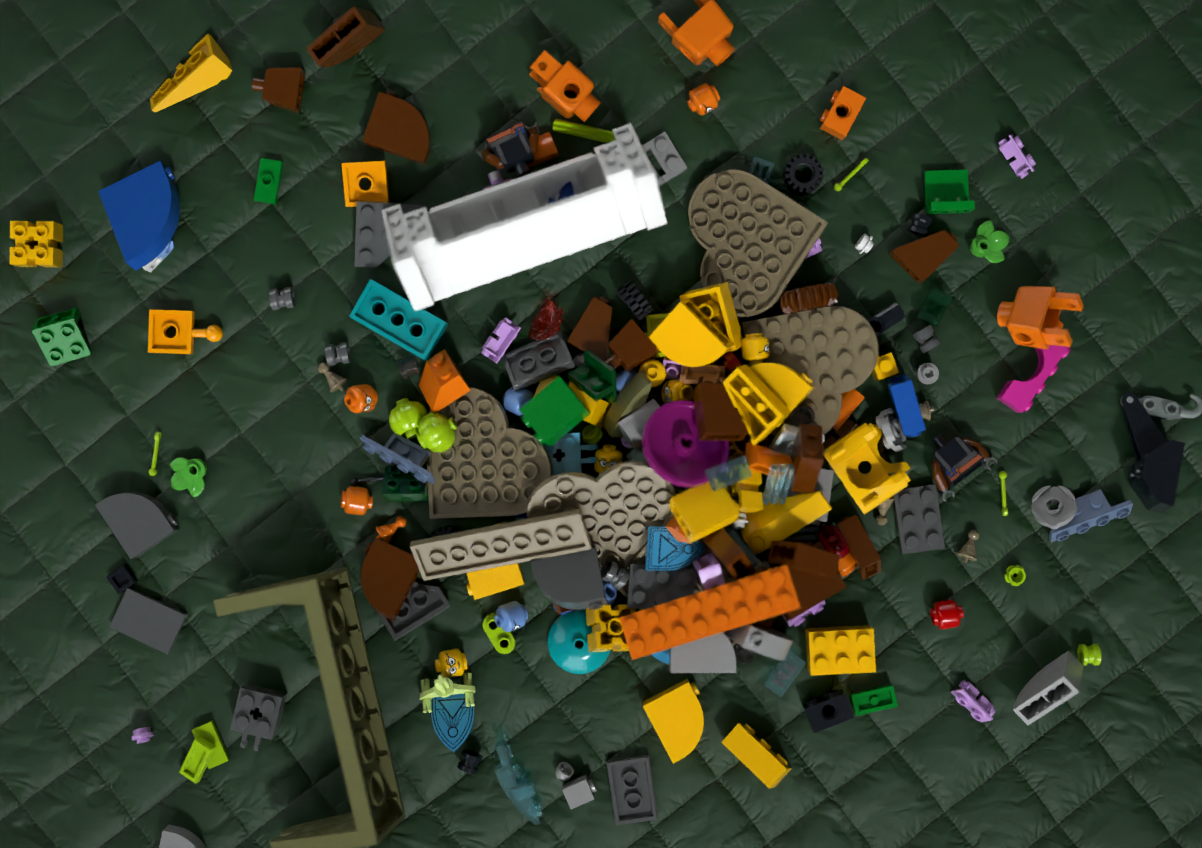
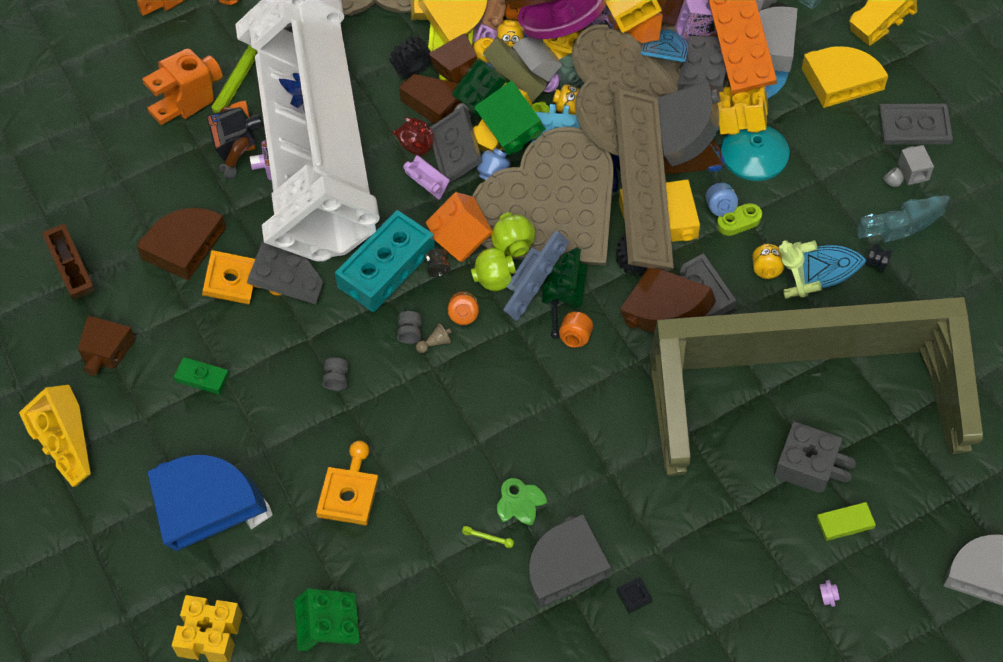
camera: 80 degrees left, 30 degrees down
(148, 620) = (688, 571): dark grey tile -> none
(197, 759) = (863, 534): lime tile -> none
(387, 531) = (613, 305): orange piece -> none

